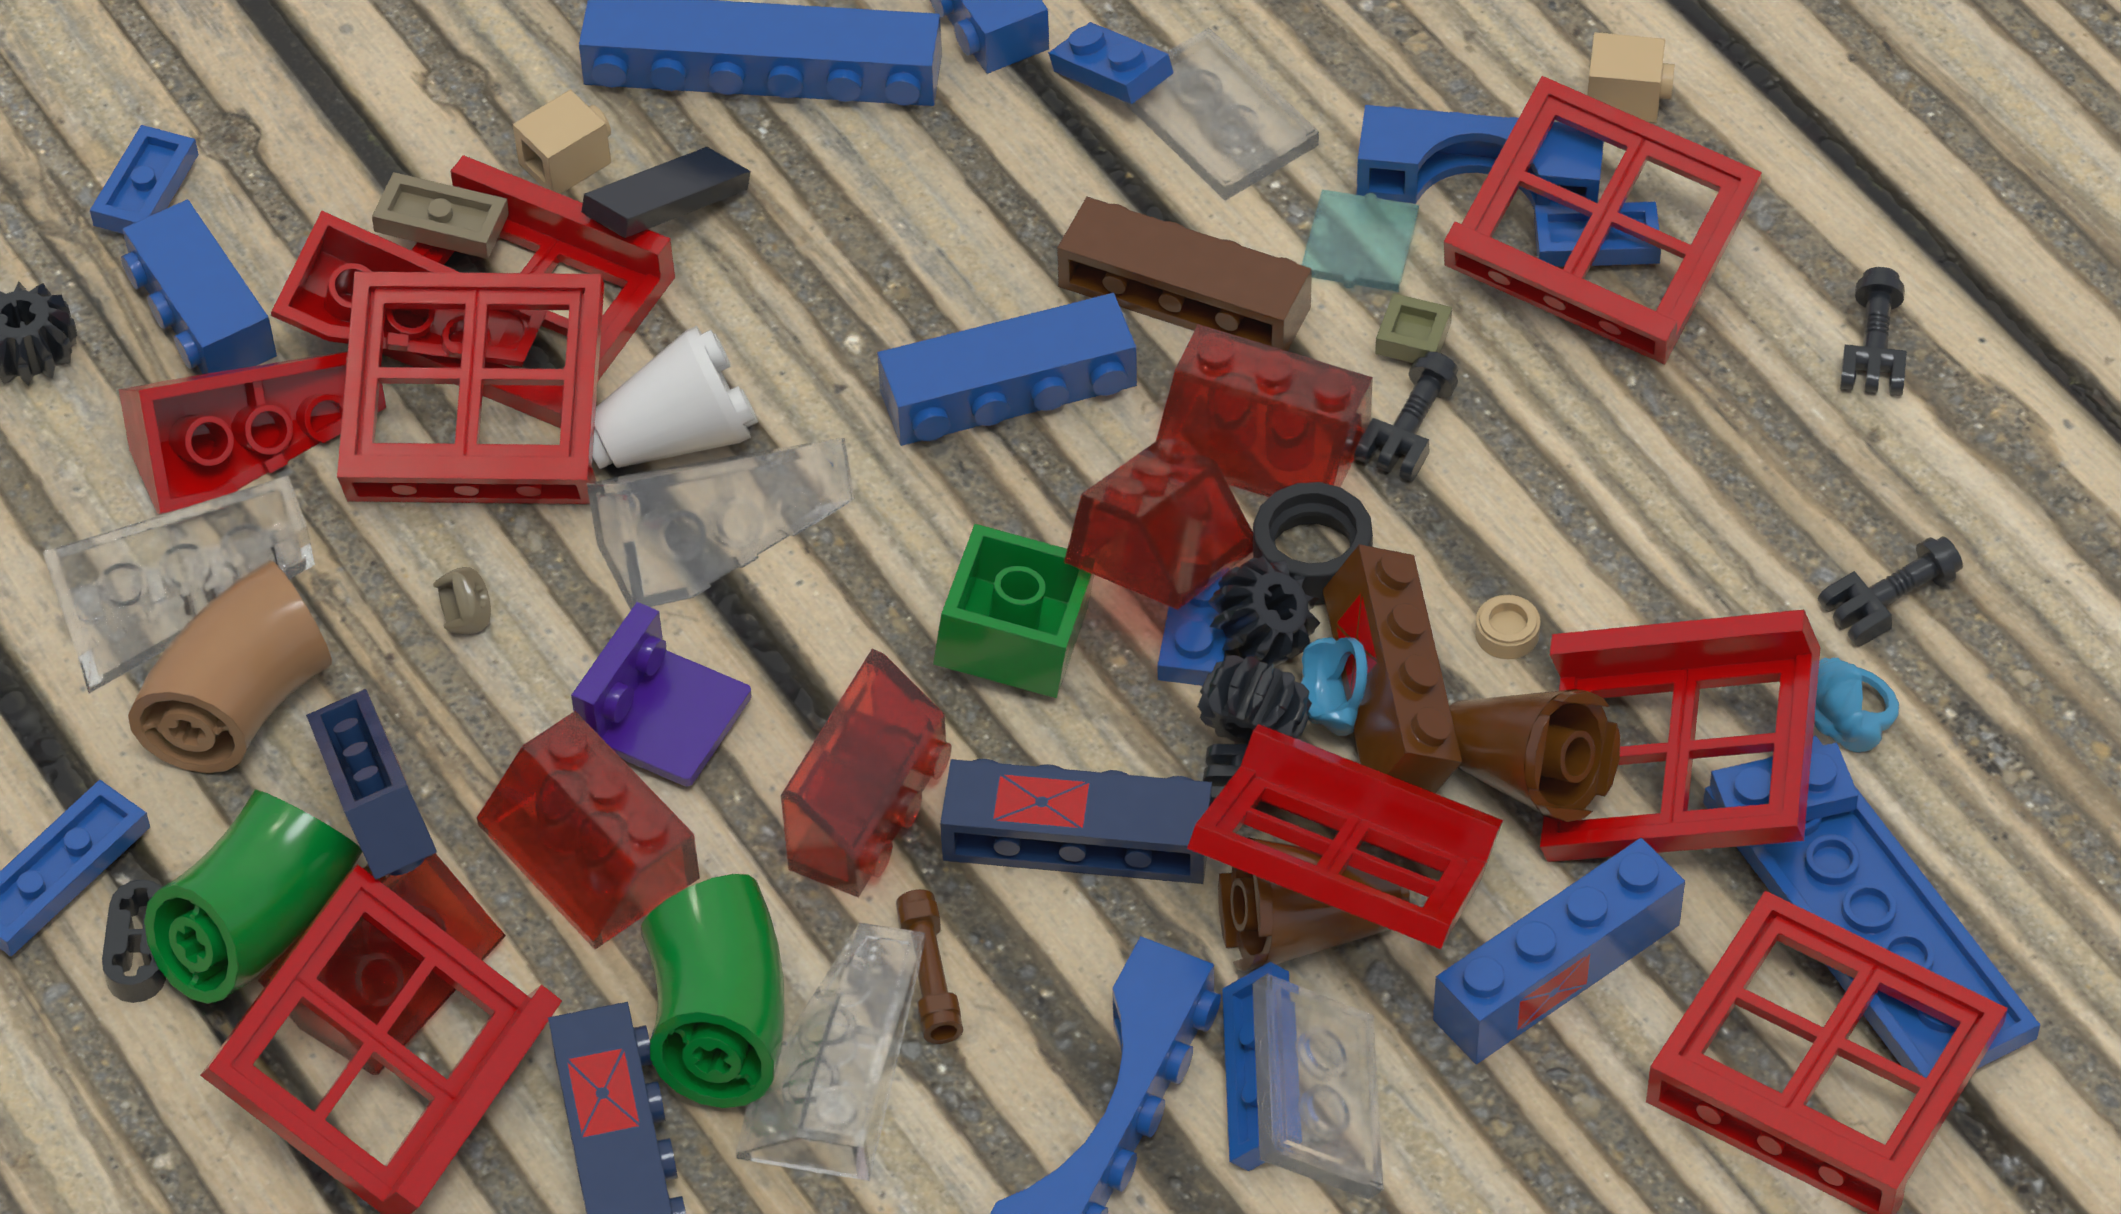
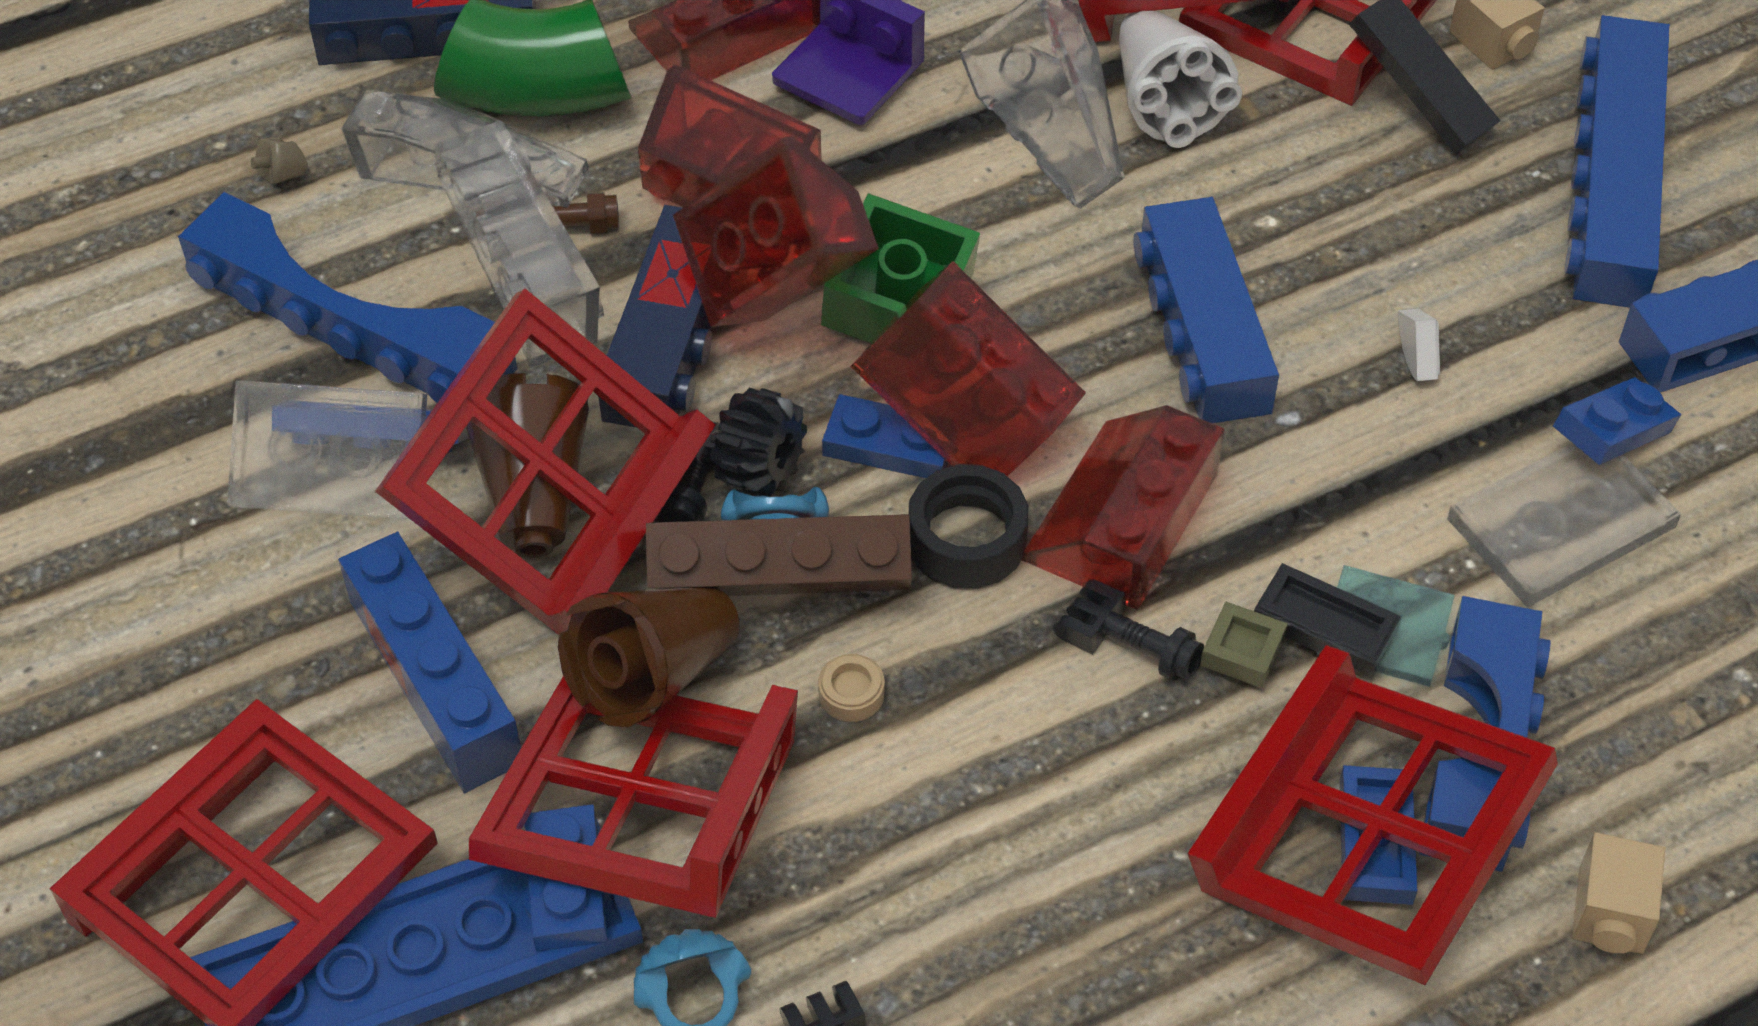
camera: 95 degrees right, 0 degrees up
(1024, 209) = (1420, 343): none -> white tile
(1025, 935) = (516, 229): none -> clear wedge
(1051, 669) = (772, 234): none -> clear red slope
(1183, 275) = (1319, 455): reddish brown brick -> none
(1264, 611) = (853, 456): black gear -> none
(1373, 272) = (1329, 616): none -> black tile

